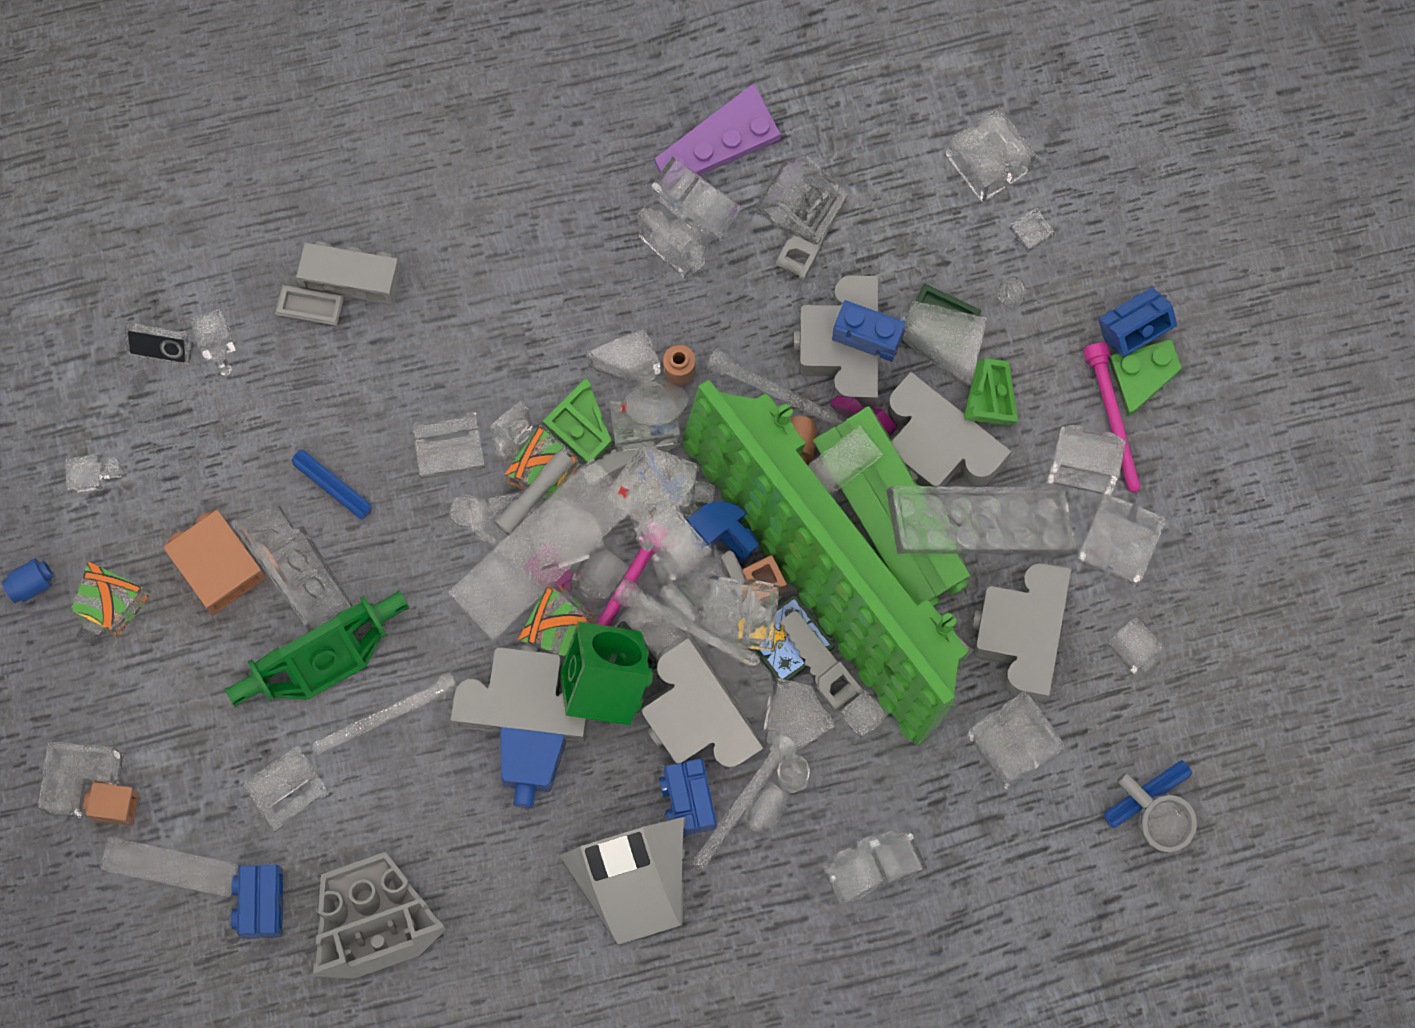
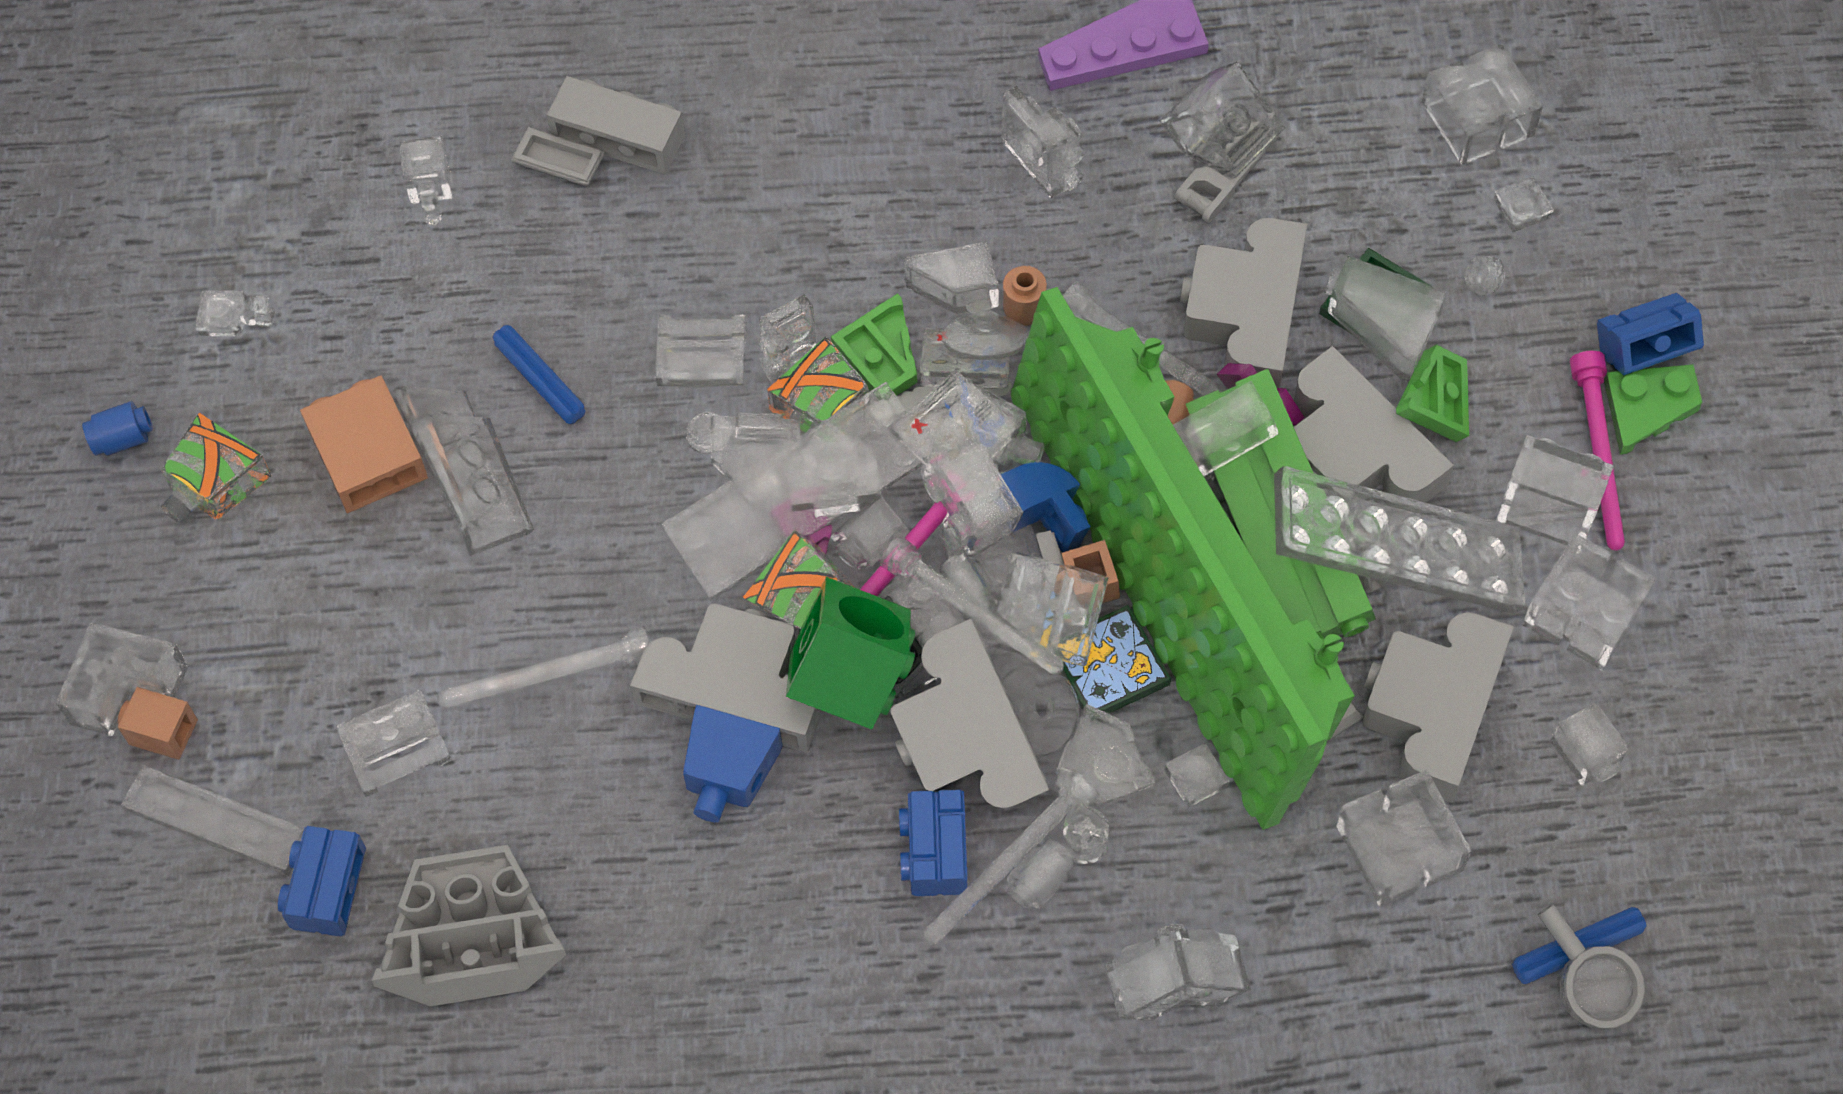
camera: 10 degrees right, 10 degrees down
(158, 343) = (354, 171): slope -> none
(321, 655) = (475, 576): green plate -> none
(520, 508) = (778, 431): light grey piece -> none
(634, 879) = (838, 933): light grey wedge -> none
(693, 197) = (1085, 95): clear brick -> none
(820, 660) = (1148, 695): light grey piece -> none
(868, 330) = (1283, 282): blue brick -> none

